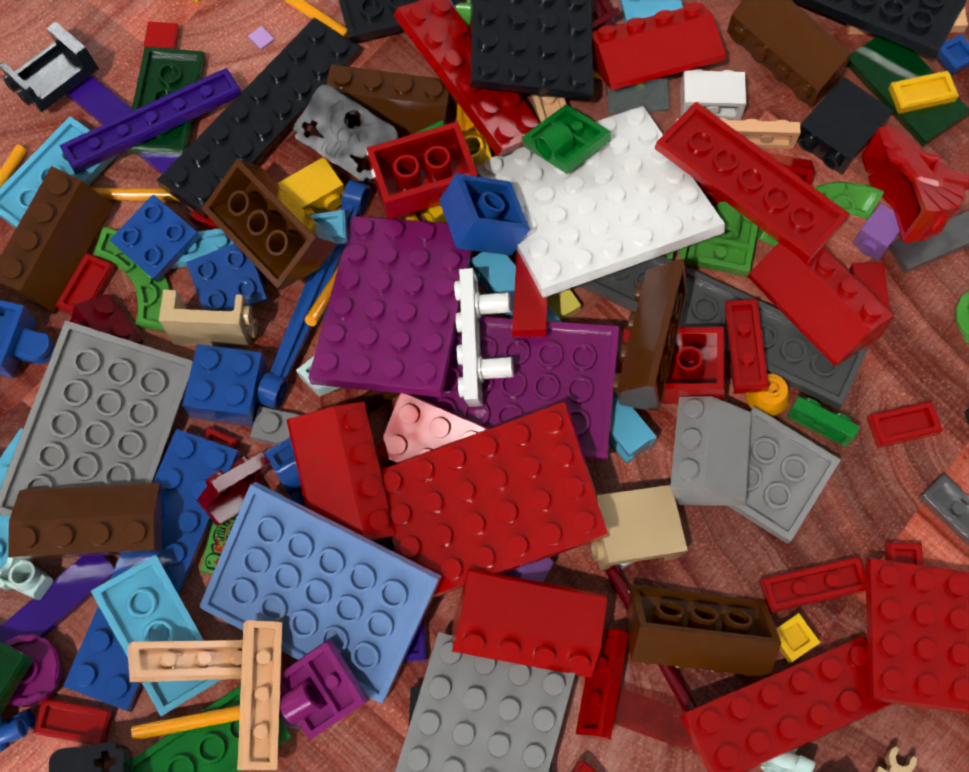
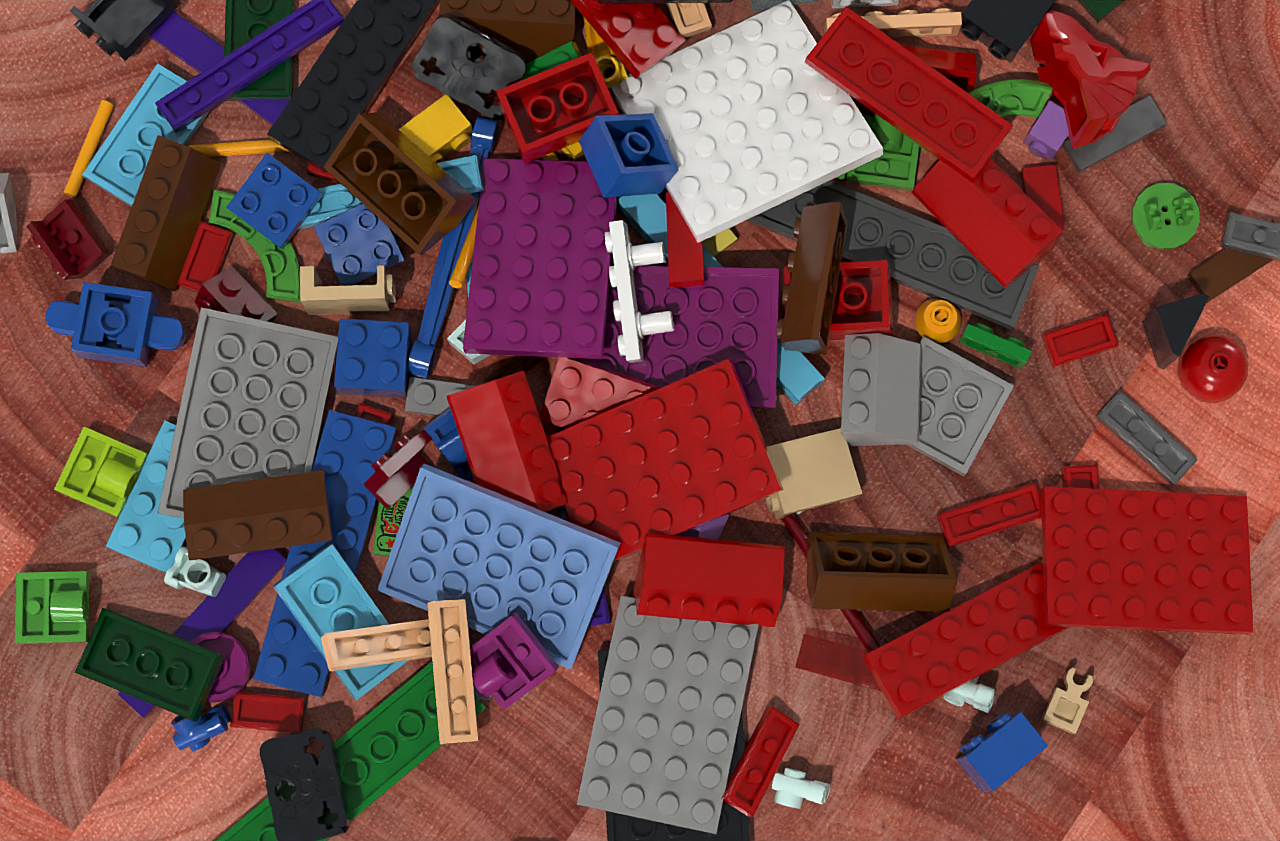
camera: 10 degrees left, 10 degrees up
(185, 723) = (383, 704): light orange bar -> none
(566, 138) = (708, 53): green plate -> none
(602, 690) = (785, 638): red plate -> none
(746, 346) = (912, 273): red tile -> none
(796, 638) = (973, 571): yellow plate -> none

